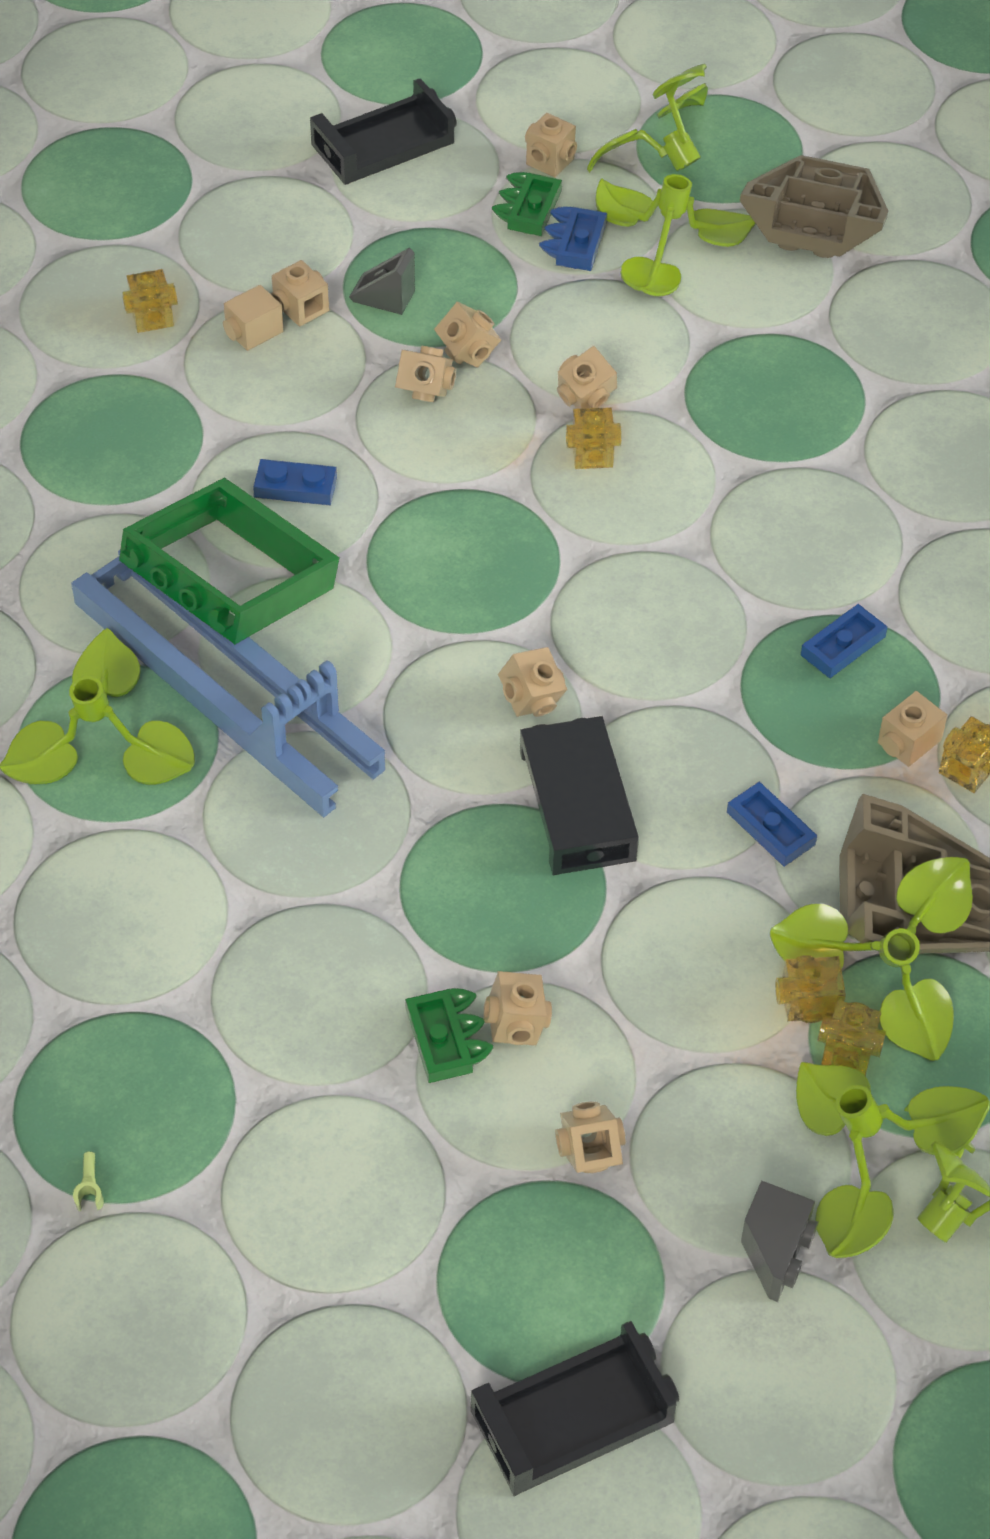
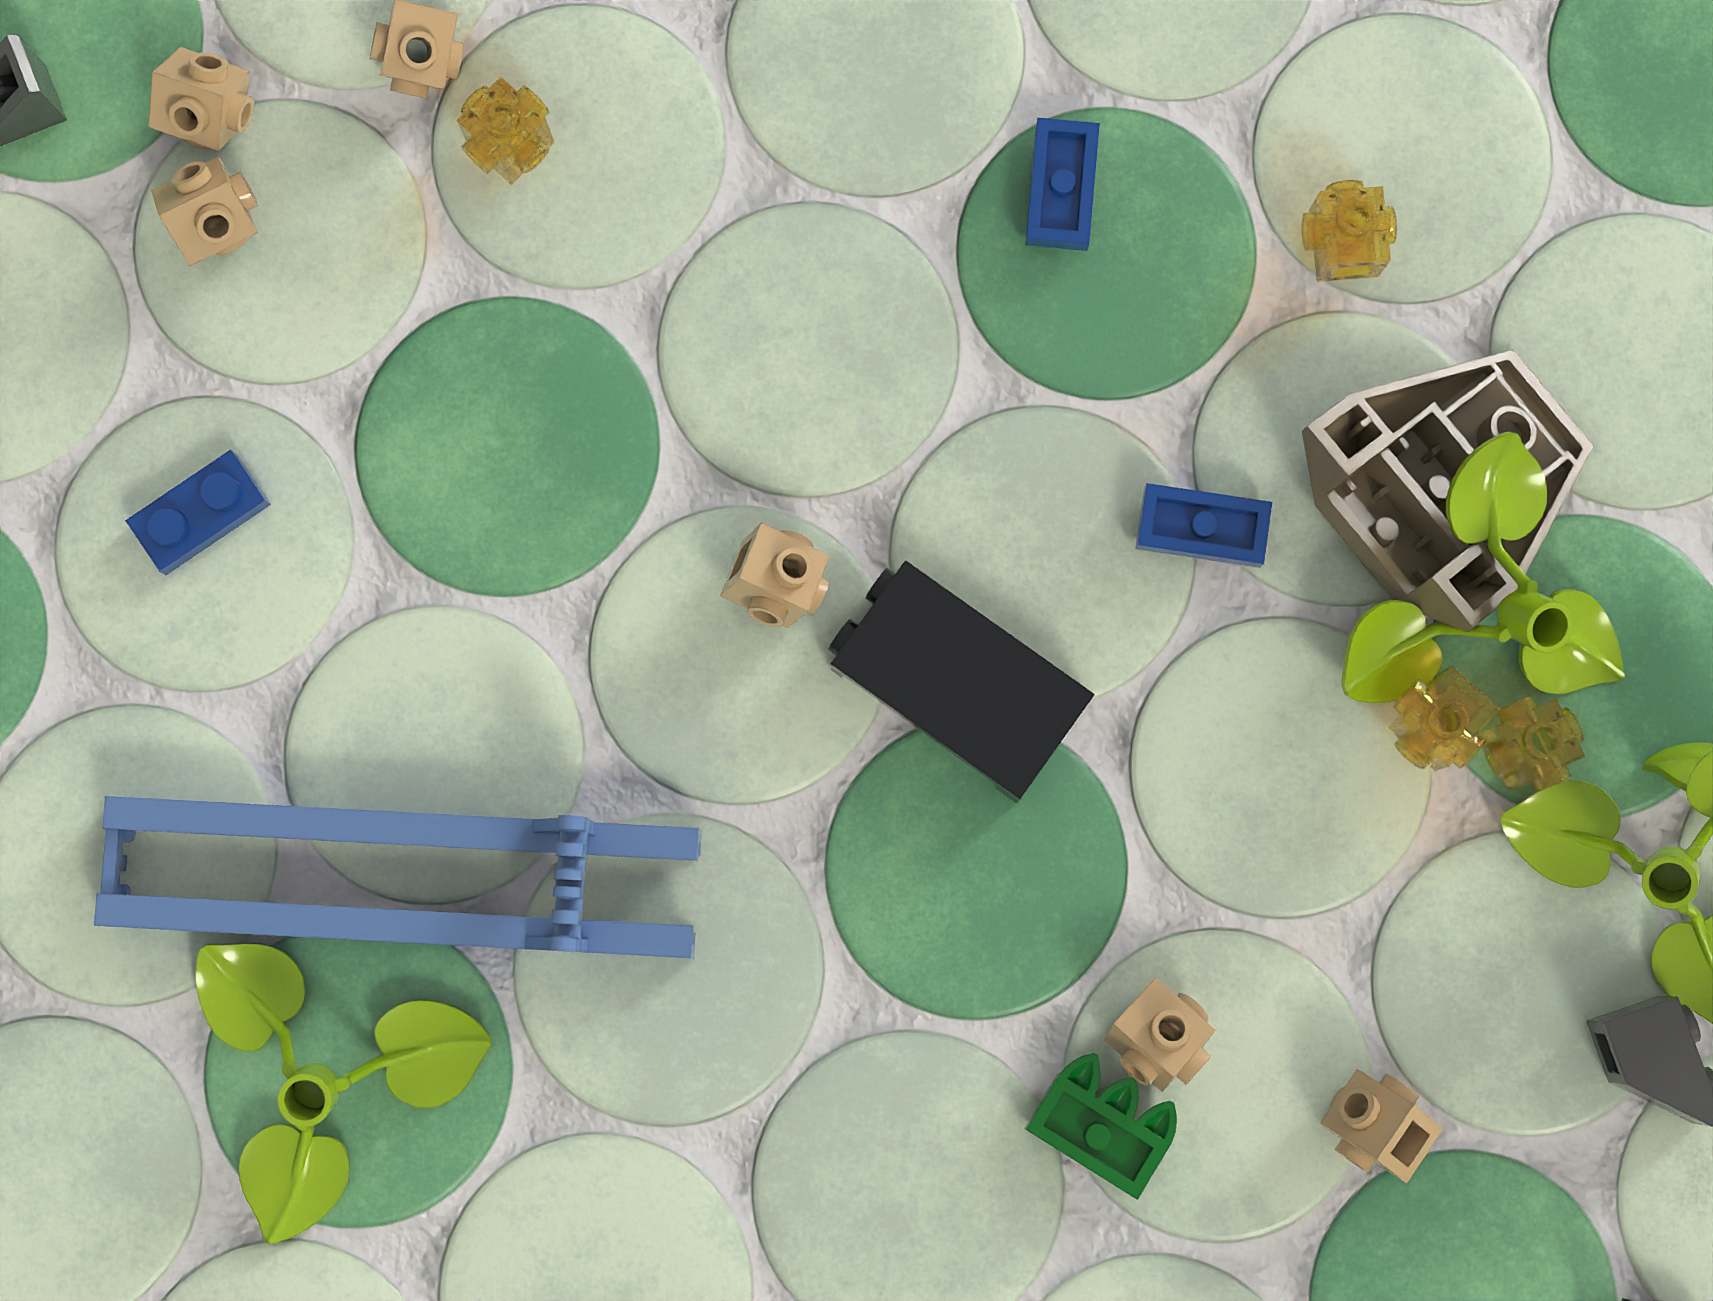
camera: 40 degrees left, 30 degrees up
(252, 521) = (247, 629): green window -> none
(912, 728) = (1247, 252): tan brick -> none

